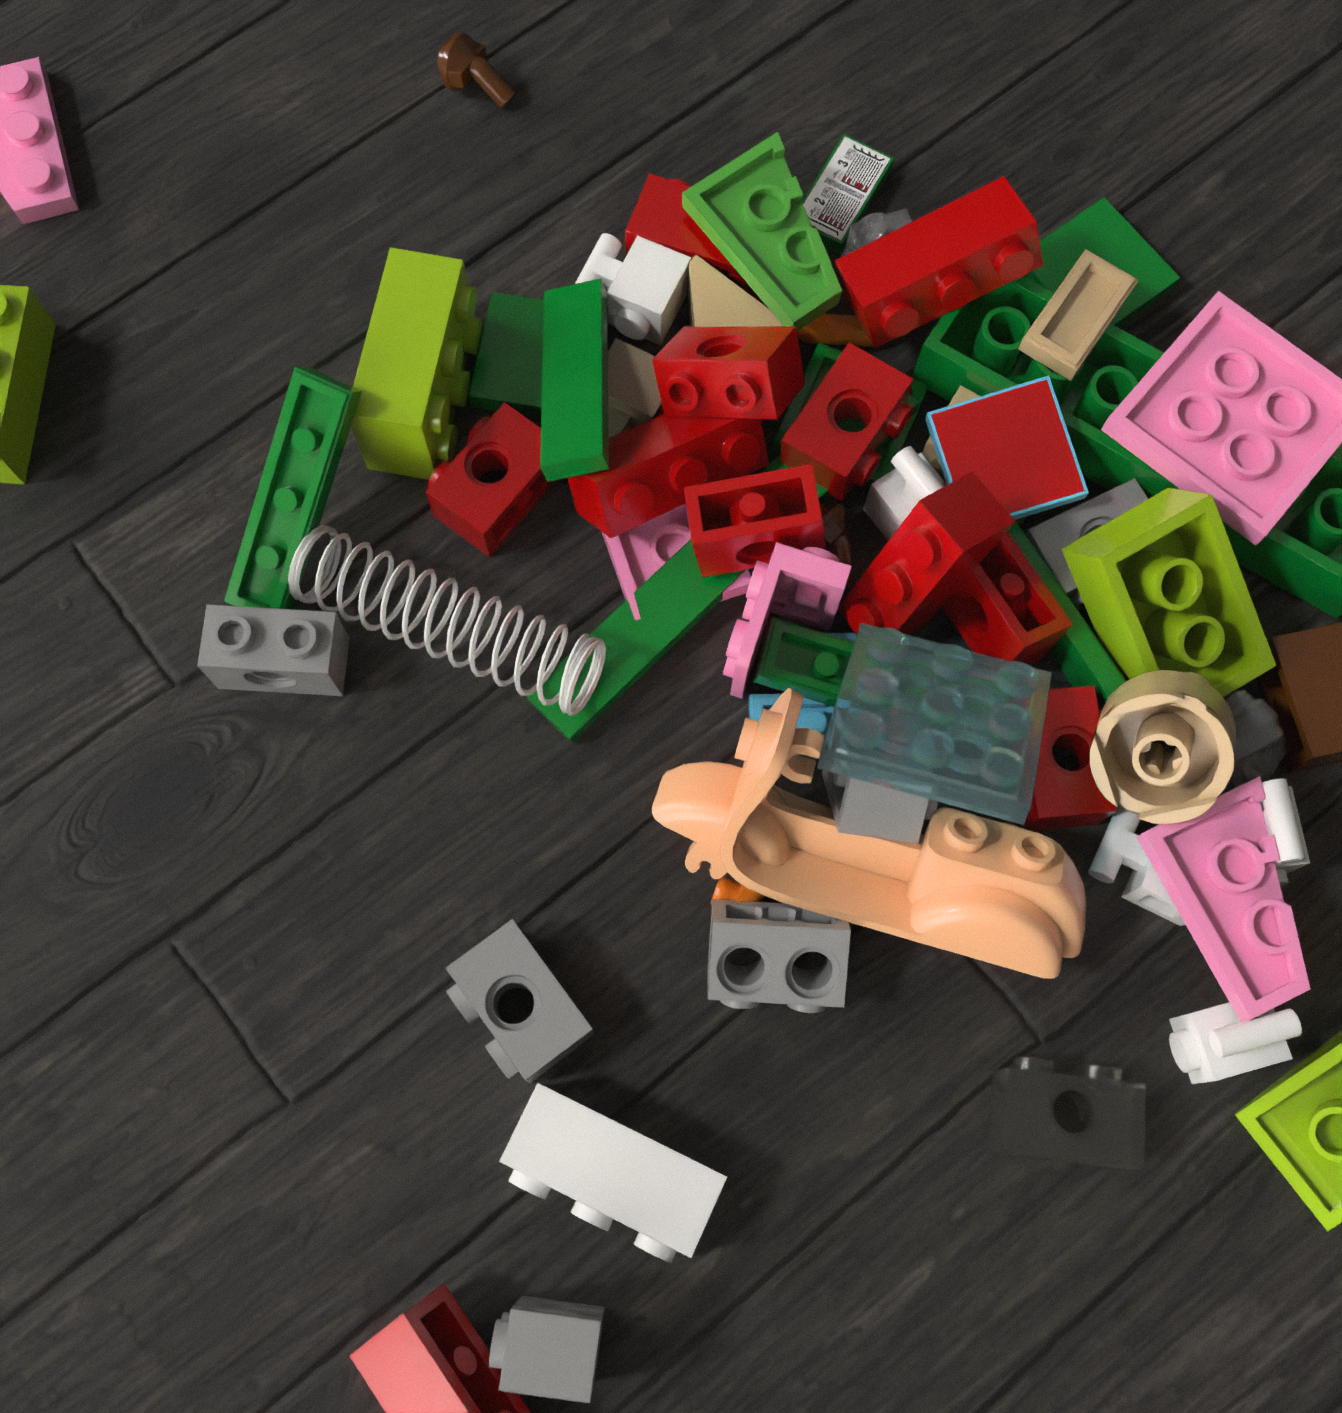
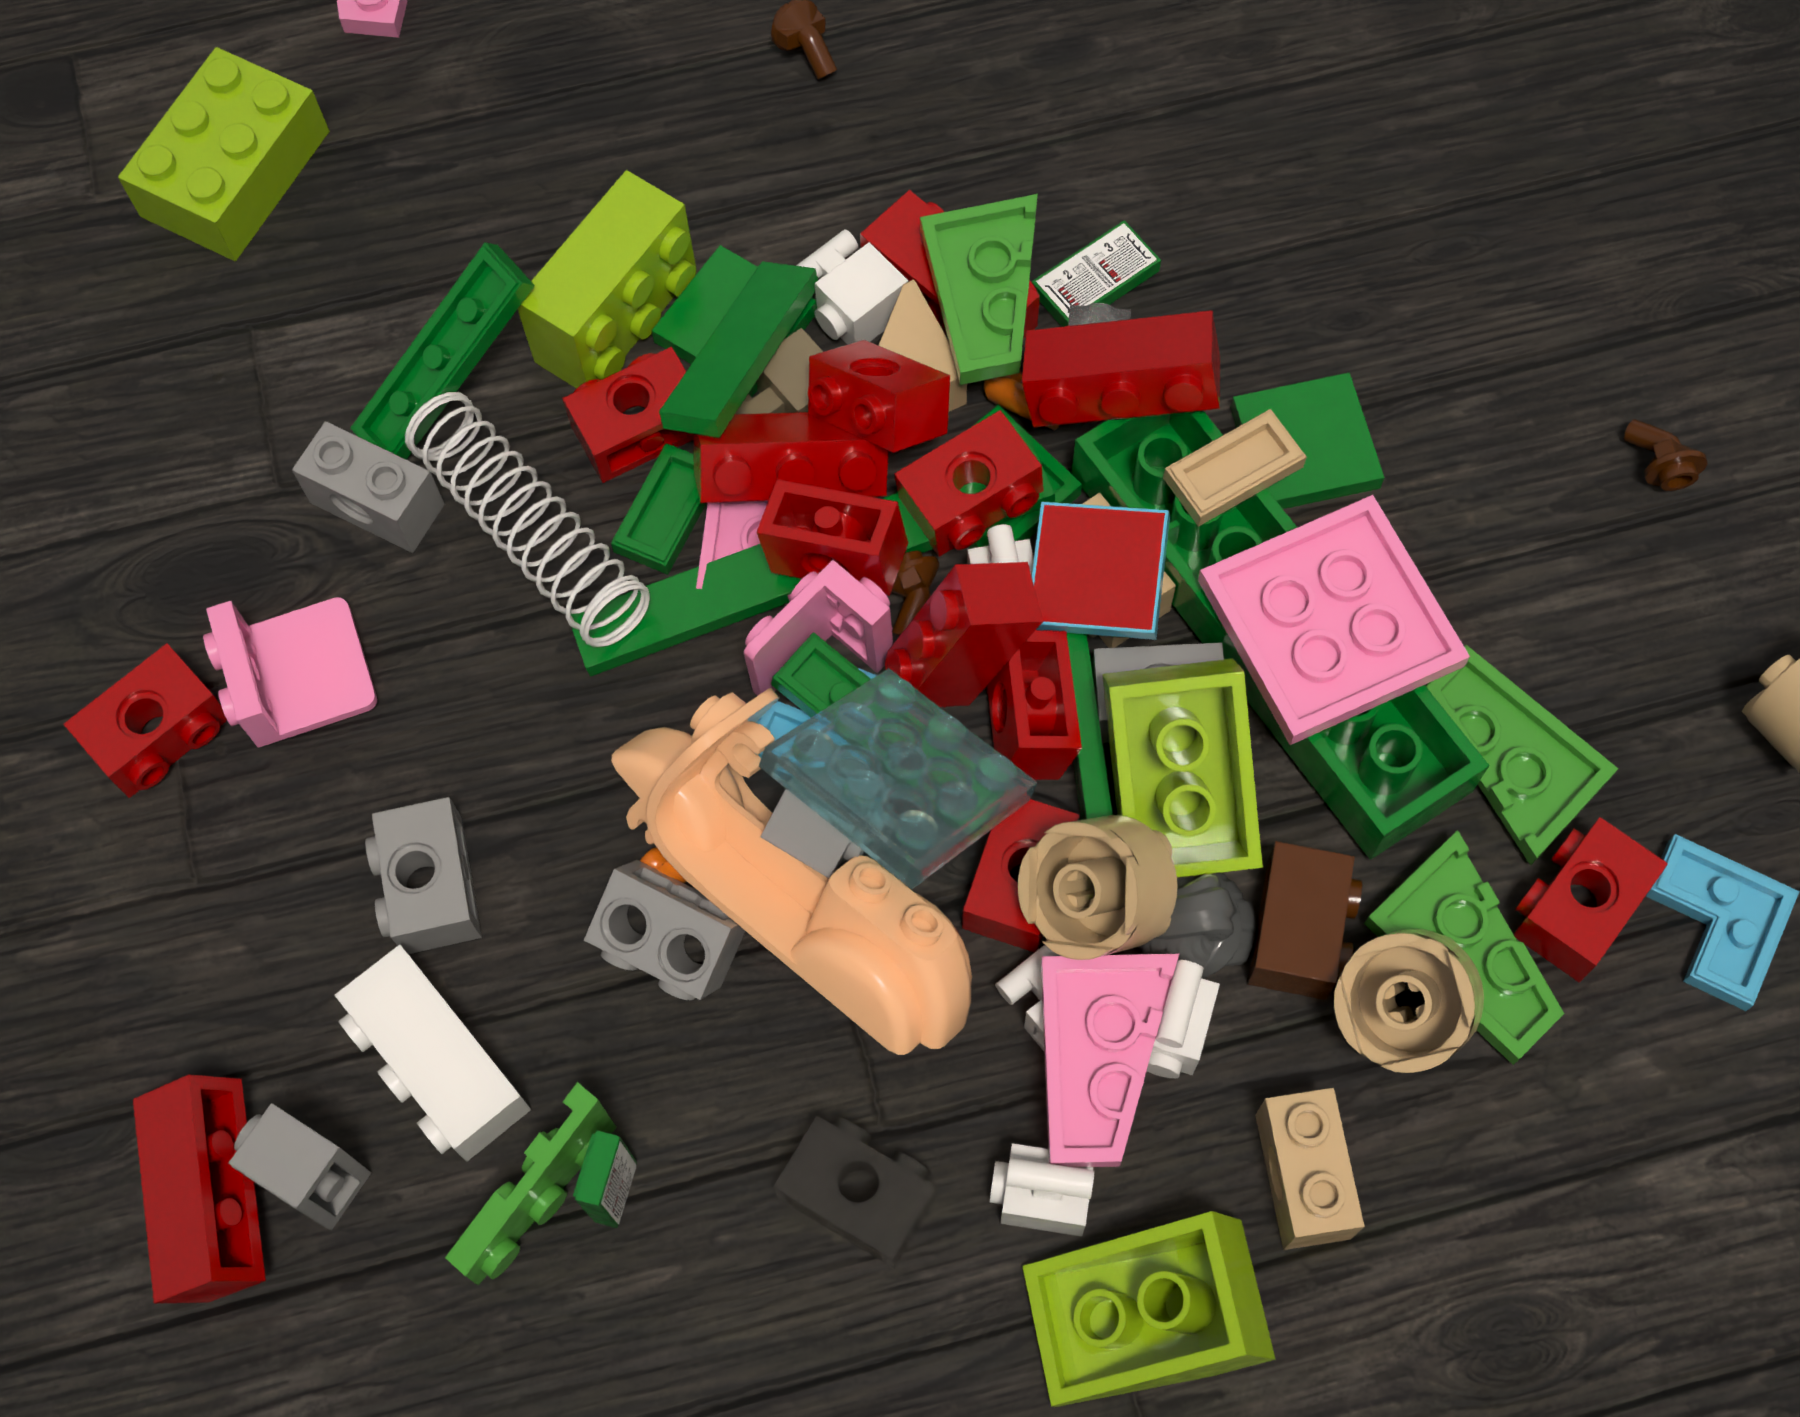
camera: 30 degrees right, 5 degrees down
(135, 989) = (114, 721): none -> red brick
(286, 858) = (289, 669): none -> bright pink bracket
(563, 560) = (661, 512): none -> green tile
(779, 1260) = (550, 1164): none -> bright green wing
(849, 1221) = (605, 1178): none -> green tile

